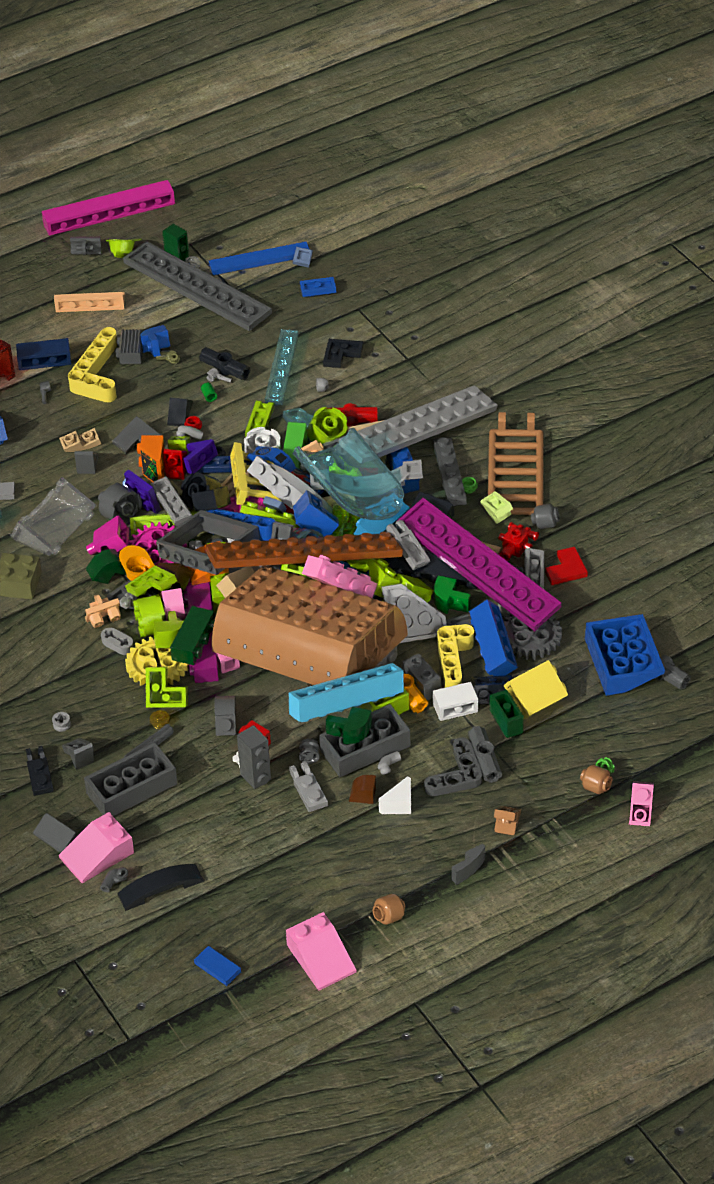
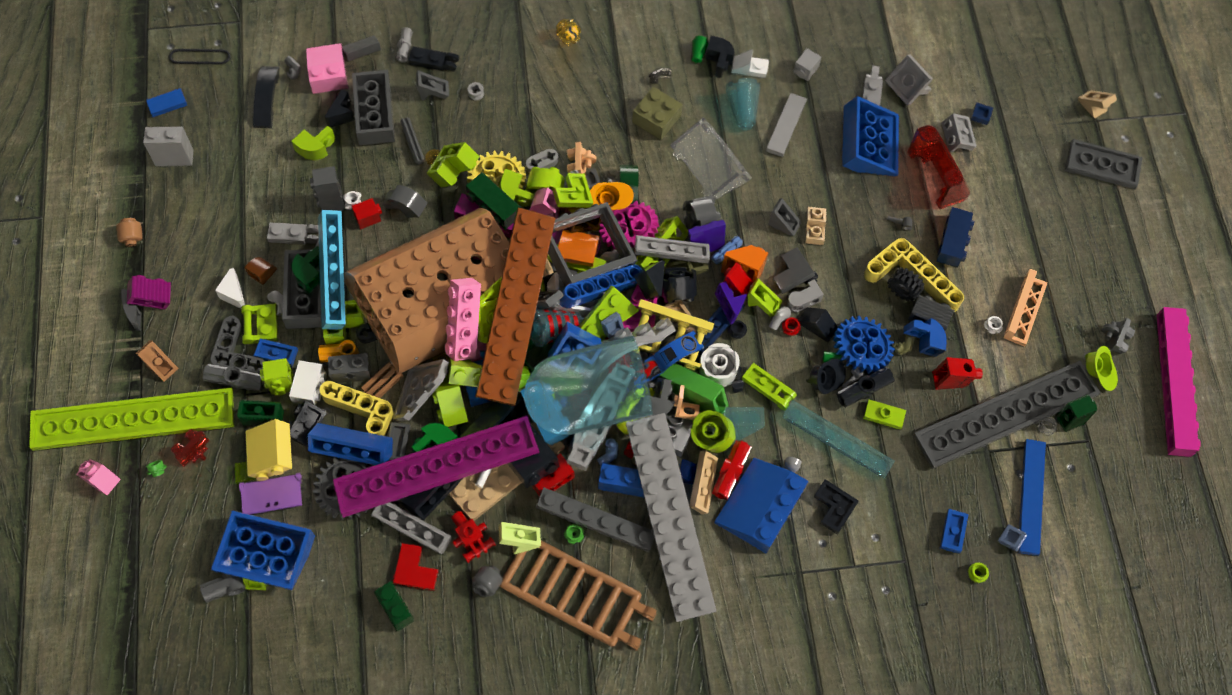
camera: 110 degrees right, 20 degrees up
(34, 799) = (404, 44): none -> light grey pin
(110, 536) = (660, 193): dark pink torso -> none
(113, 363) = (905, 284): none -> black tyre
(117, 313) = (995, 321): none -> white plate
(148, 966) = (199, 50): none -> black piece
(149, 813) = (339, 111): none -> black slope
(160, 422) = (806, 298): none -> light grey leg
(182, 312) = (955, 373): none -> red torso
(185, 374) = (863, 344): none -> blue gear
(200, 811) = (313, 147): none -> lime brick
(232, 389) = (827, 376): none -> black piece
(240, 349) = (884, 414): none -> lime plate
(276, 910) = (168, 146): none -> light grey brick
(320, 951) = (126, 170): bright pink slope -> none
(342, 267) = (980, 567): none -> lime plate
(368, 386) = (761, 503): none -> blue slope
(409, 651) = (365, 388): none -> medium nougat tile
(411, 547) = (493, 415): light grey hinge -> none
(416, 762) = (266, 323): none -> lime plate
(440, 738) = (272, 350): none -> blue plate
(445, 849) = (148, 292): none -> magenta brick
(464, 712) = (277, 376): none -> lime brick
(563, 709) = (241, 473): none -> clear neon green tile
(571, 750) = (193, 450): none -> clear red hips
(574, 810) = (131, 419): none -> lime plate
(579, 686) = (280, 490): none -> medium lavender door
(596, 779) = (144, 451): medium nougat head -> none
(606, 560) = (394, 606): none -> dark green brick

